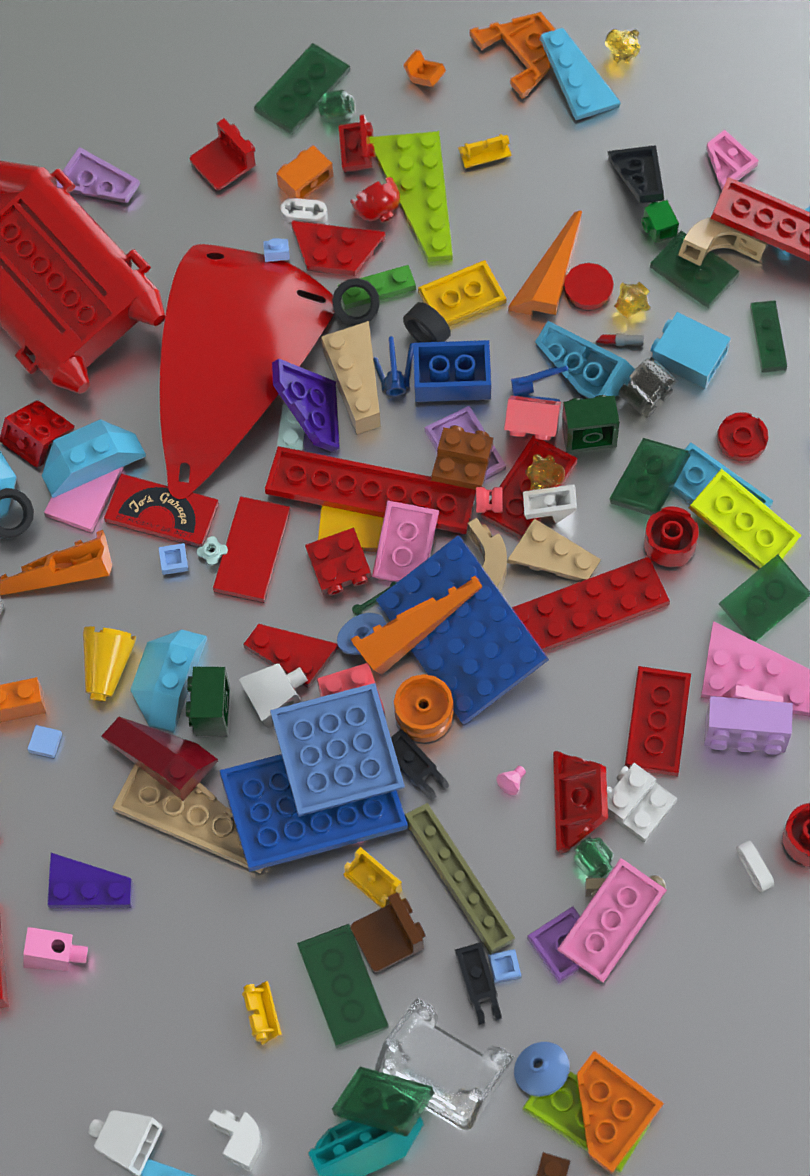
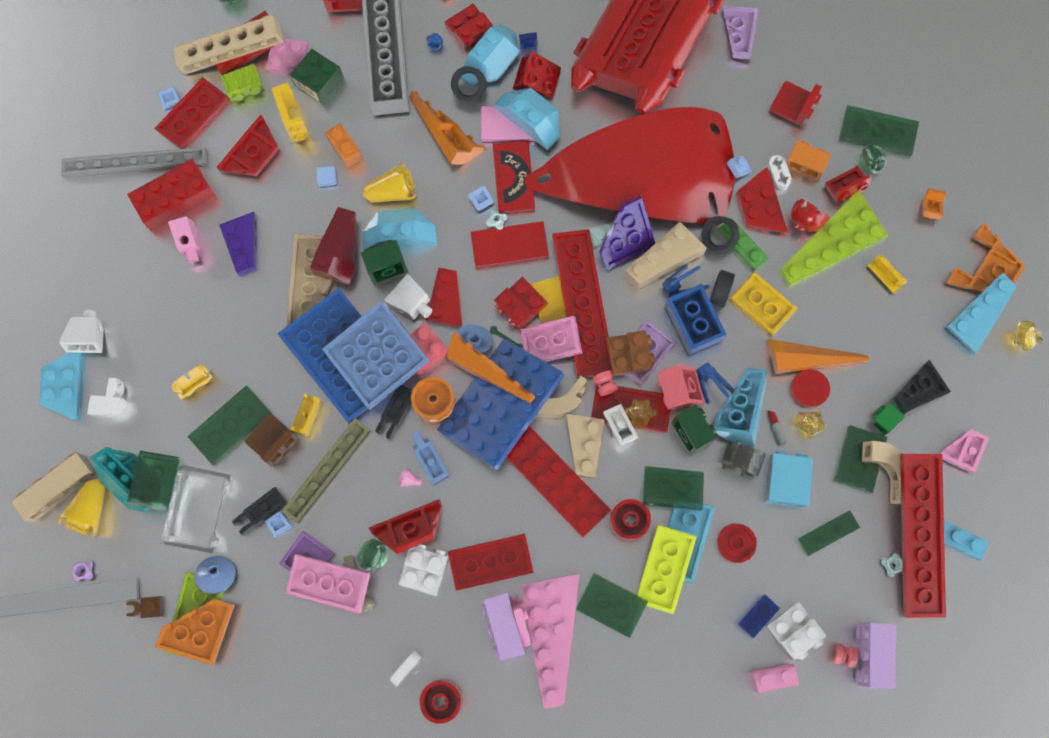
camera: 70 degrees right, 10 degrees up
(495, 745) = (429, 459): none -> medium blue hinge

